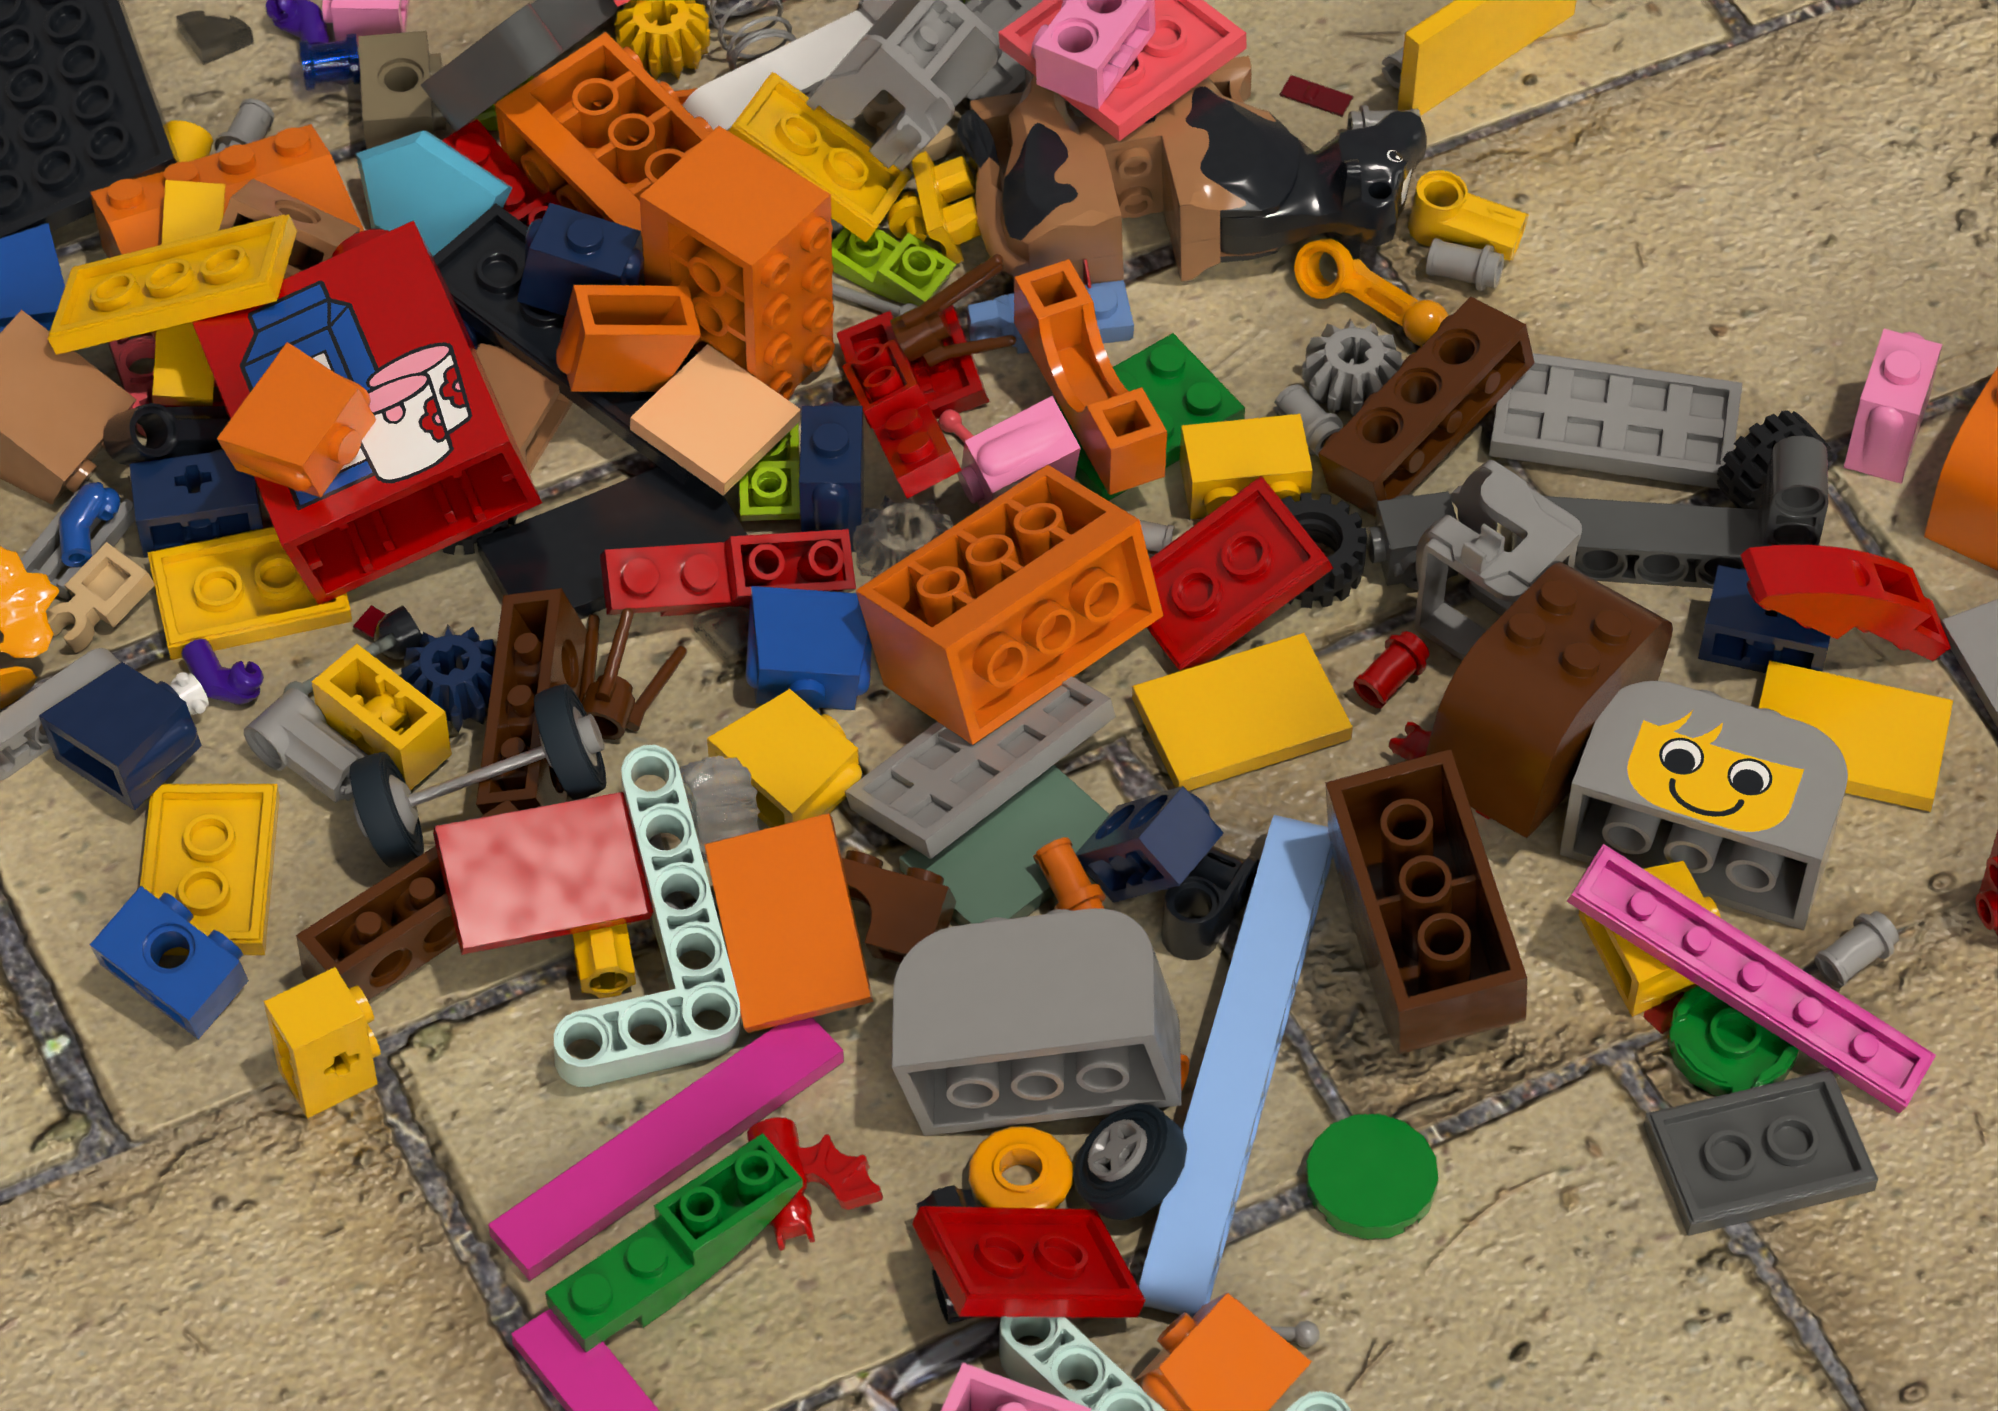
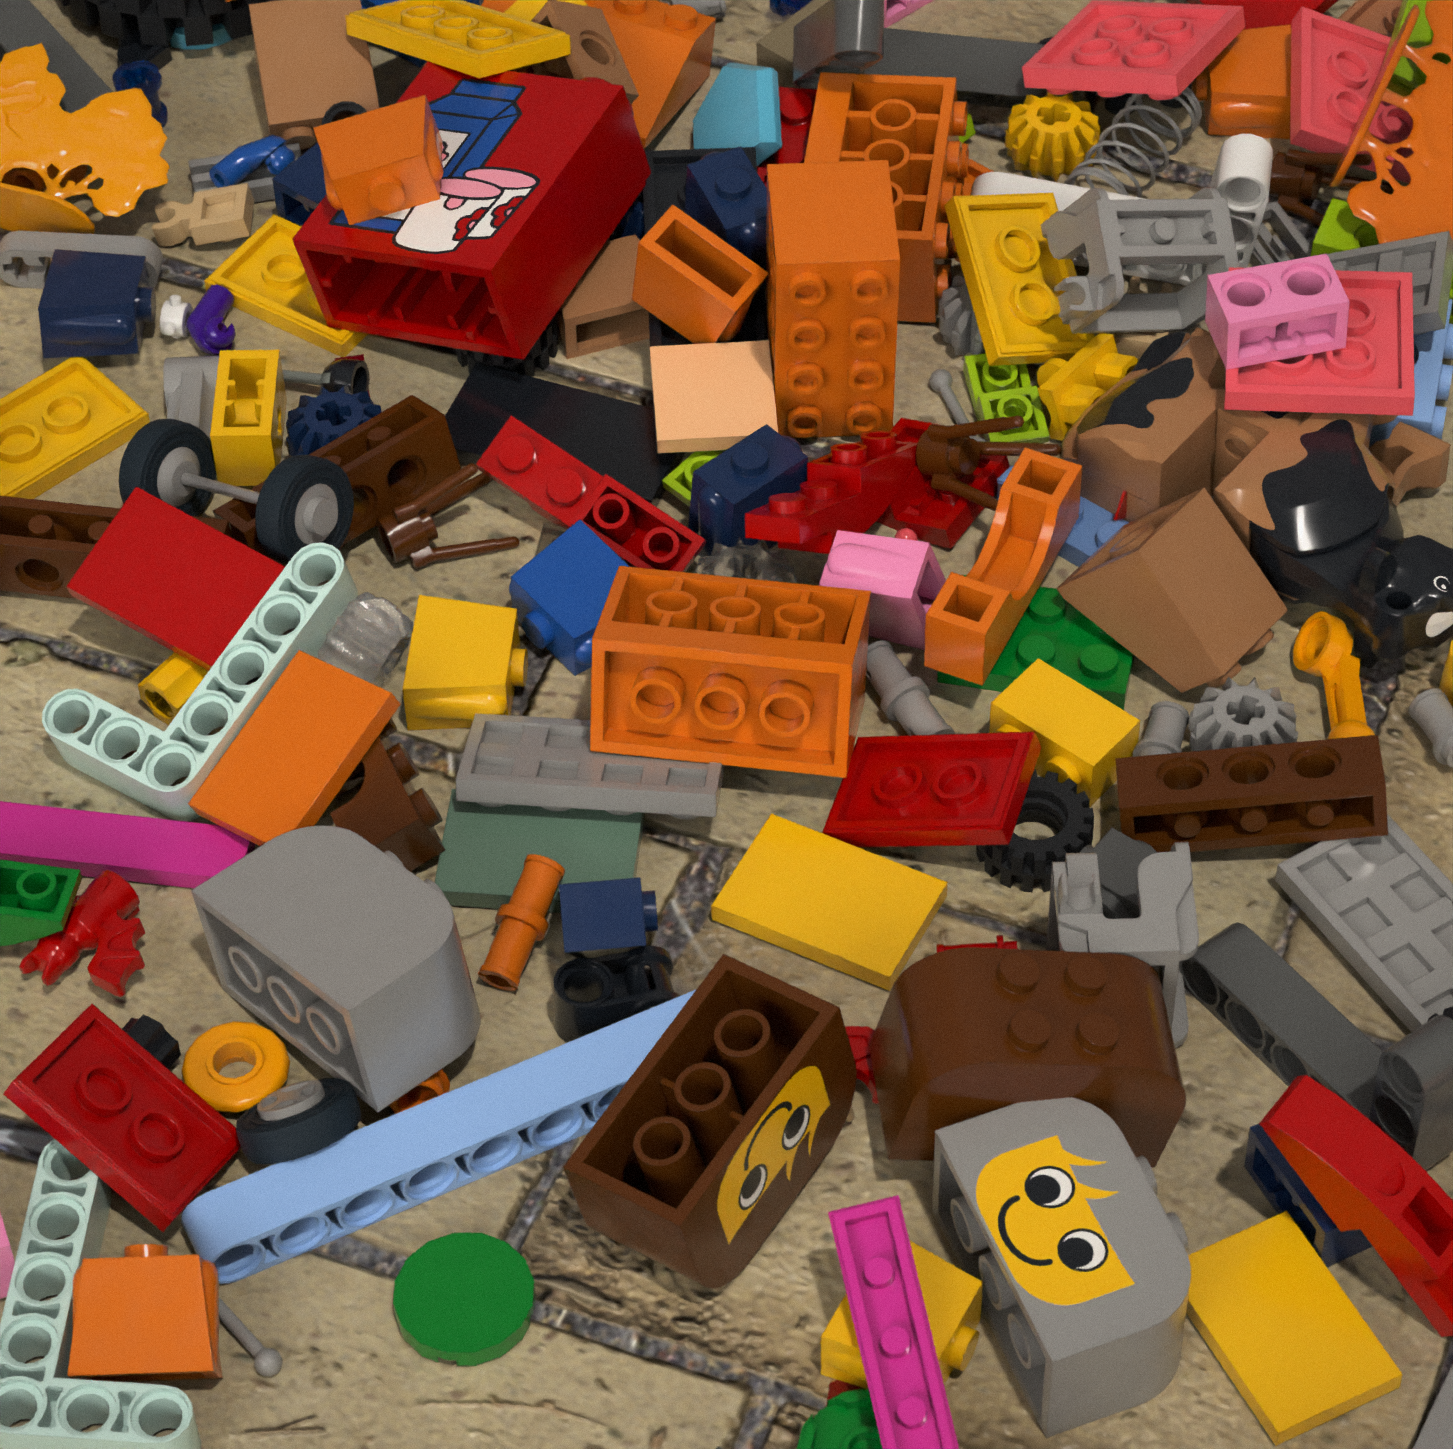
camera: 50 degrees right, 5 degrees down
(1206, 304) = (1179, 593): none -> medium nougat slope

